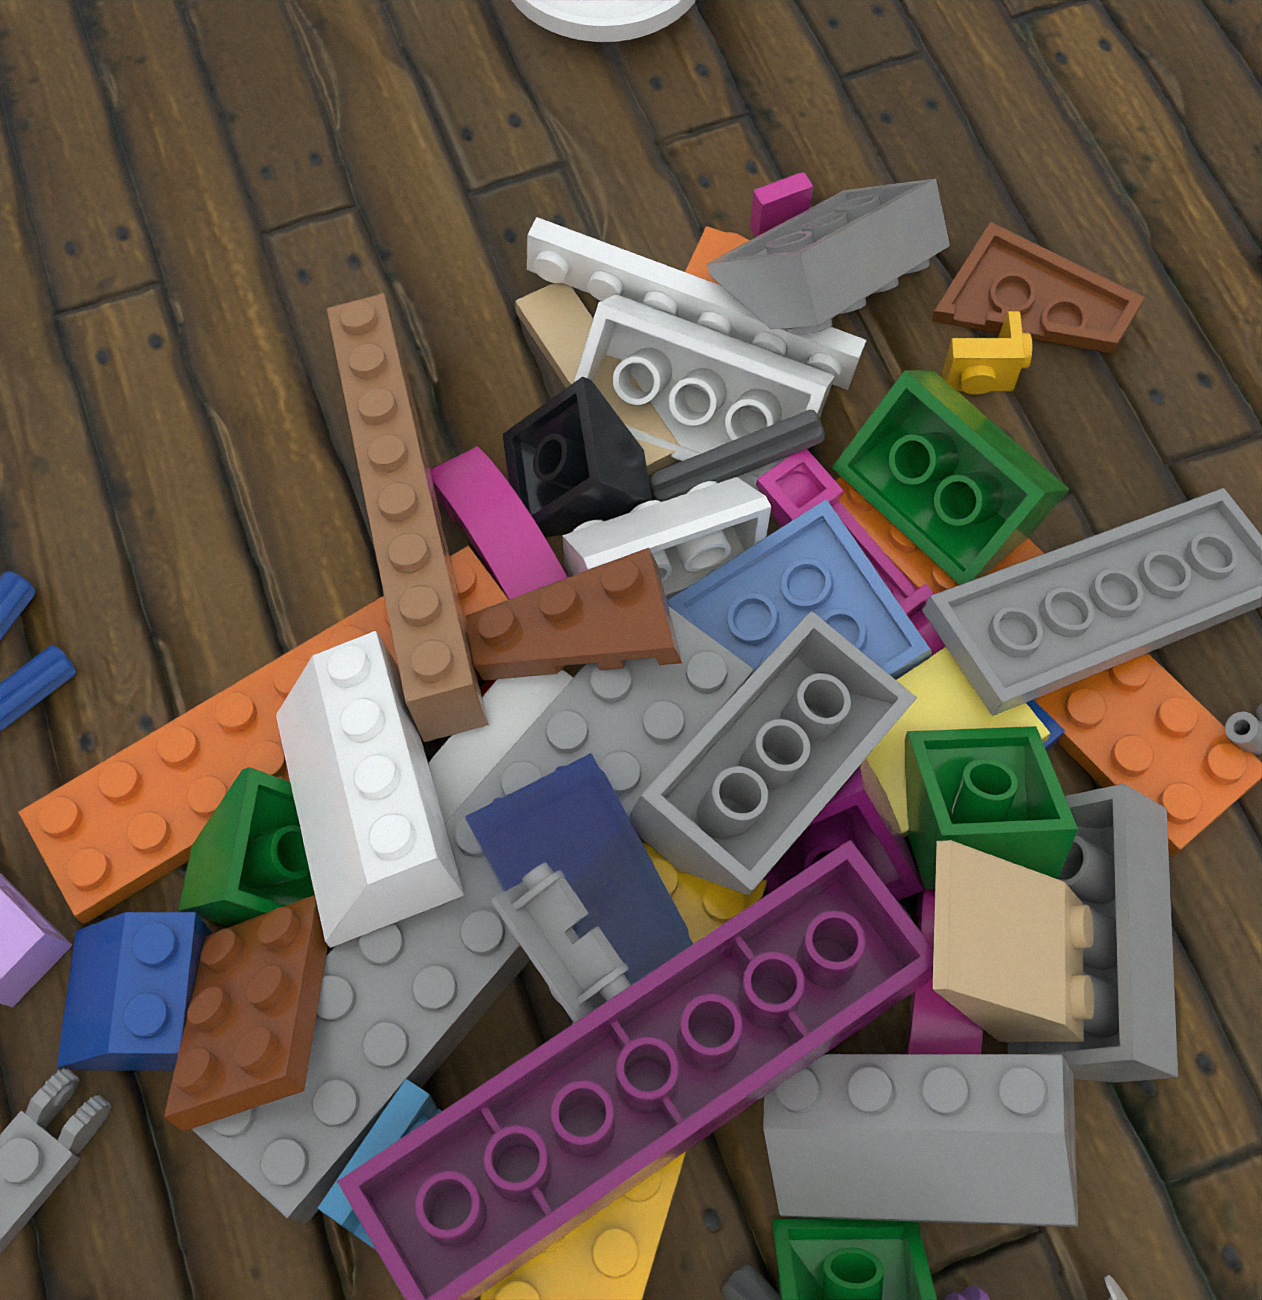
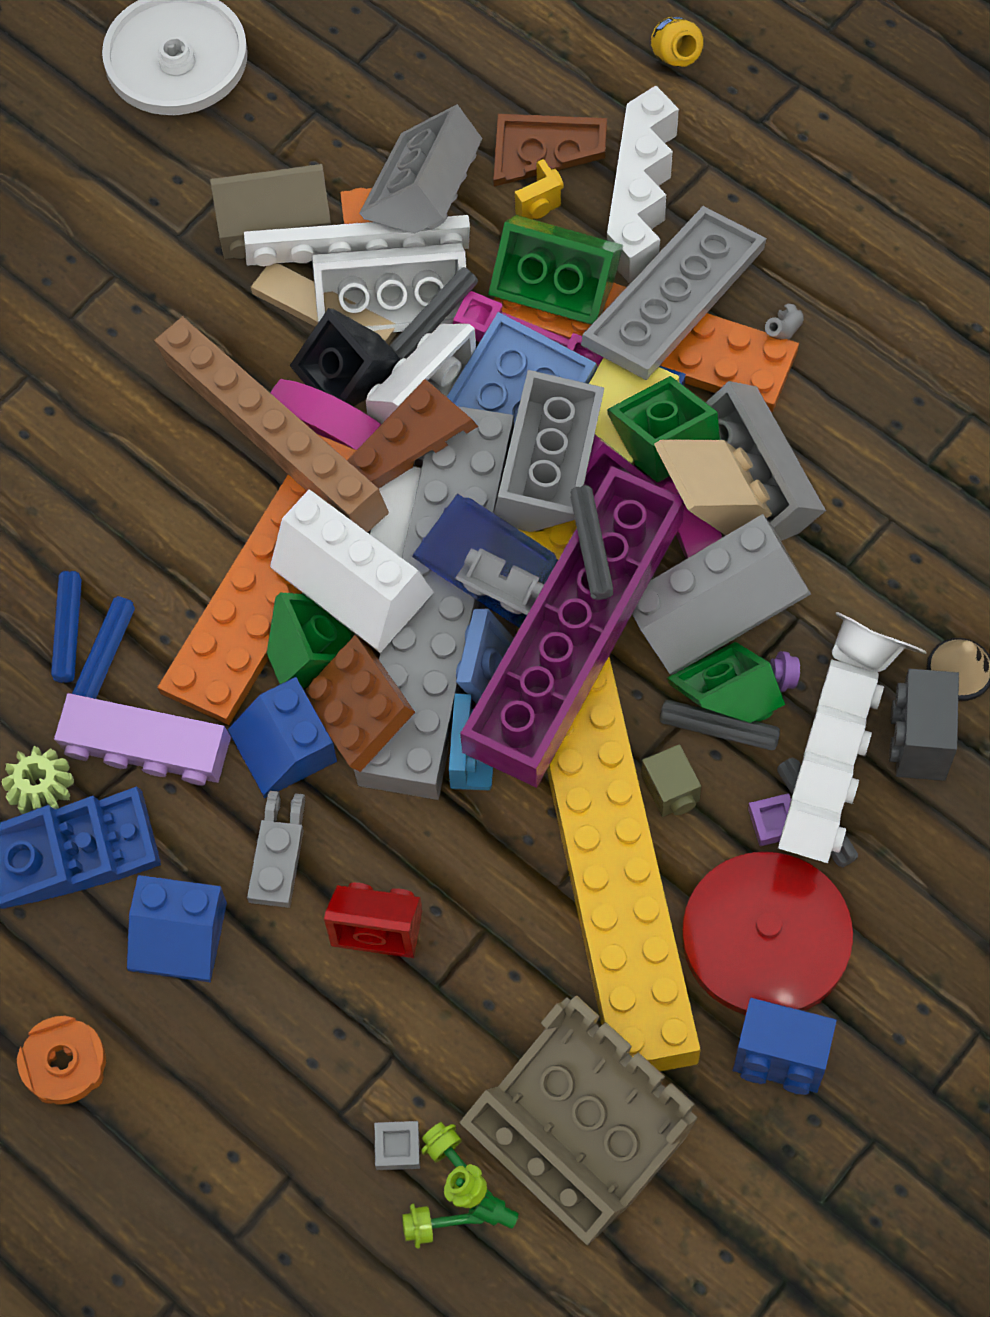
camera: 25 degrees left, 0 degrees up
(489, 1034) = (483, 652): none -> medium blue plate
(600, 194) = (268, 202): none -> dark tan slope
(740, 961) = (591, 542): none -> dark grey axle
(779, 202) = (371, 159): dark pink tile -> none
(1158, 390) = (641, 168): none -> white brick

